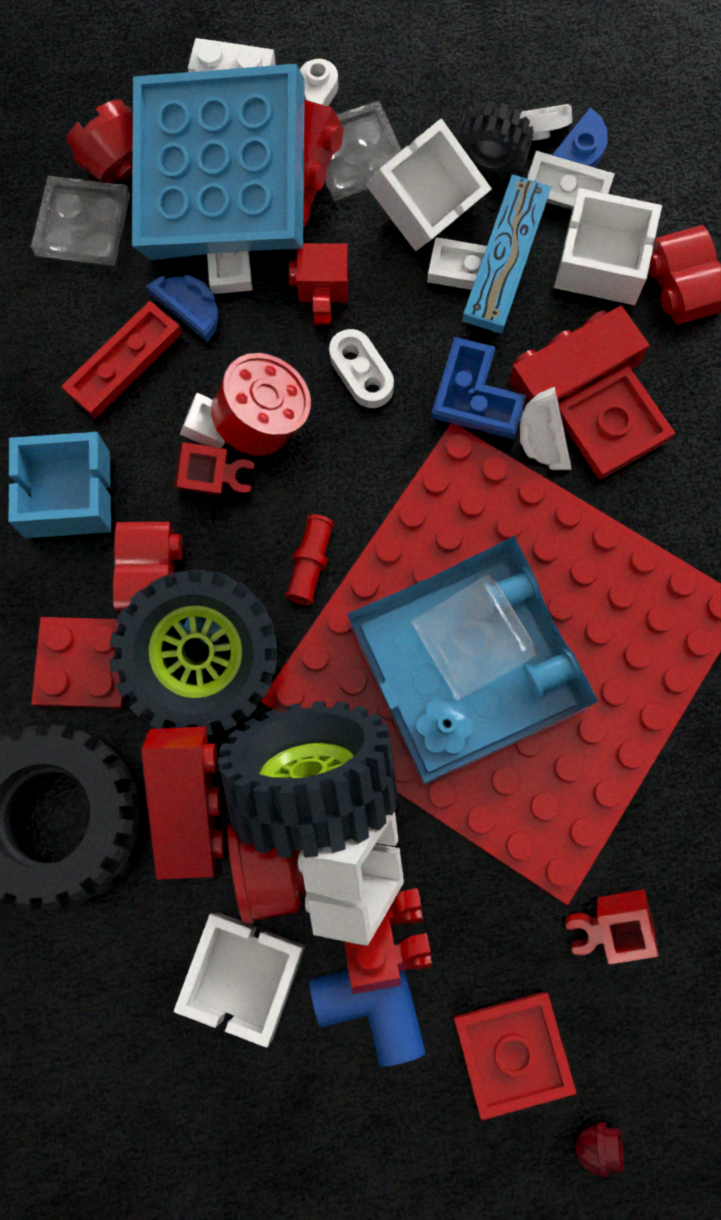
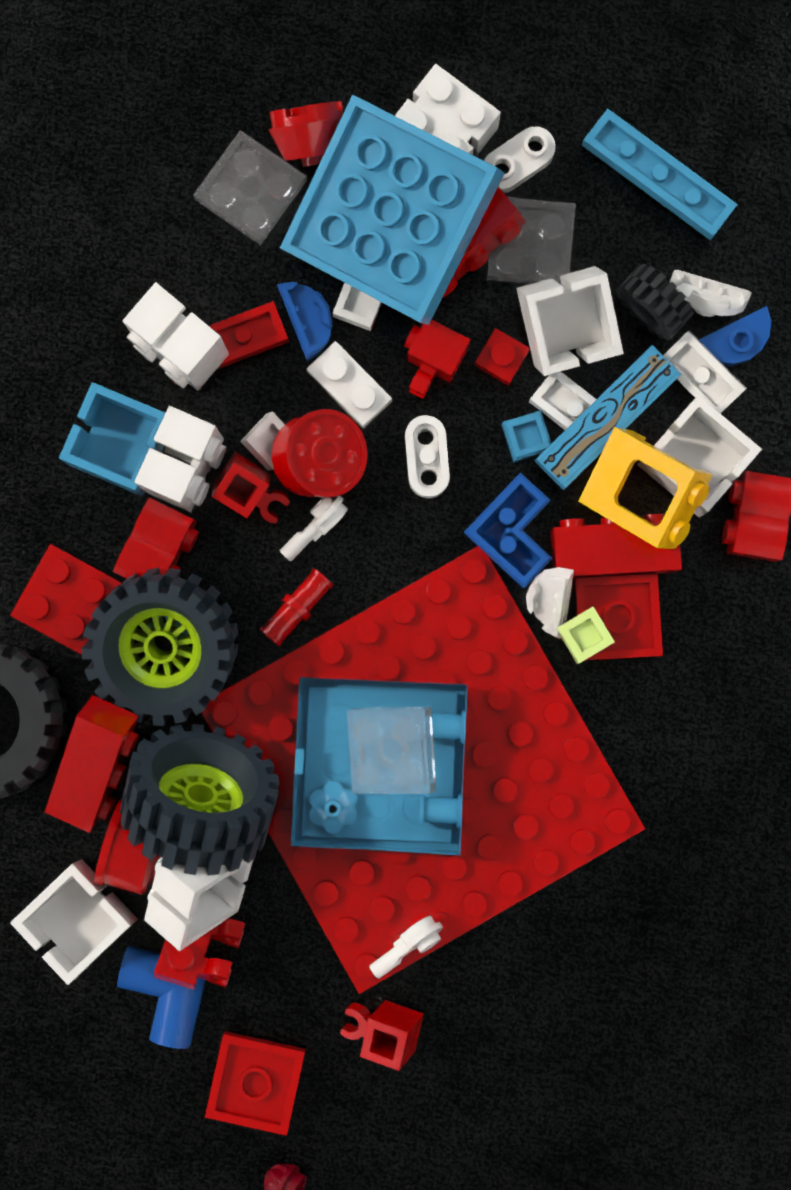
camera: 25 degrees right, 10 degrees up
(86, 366) = (183, 344): none -> white piece
(133, 482) = (189, 441): none -> white piece
(243, 335) = (349, 384): none -> white plate
(294, 462) = (326, 516): none -> white plate
(382, 256) = (502, 356): none -> red plate
(437, 49) = (659, 174): none -> dark azure plate
(440, 311) = (526, 436): none -> dark azure tile
(538, 286) = (611, 472): none -> yellow window
(596, 444) = (585, 635): none -> yellowish green plate
(599, 809) = (421, 935): none -> white plate

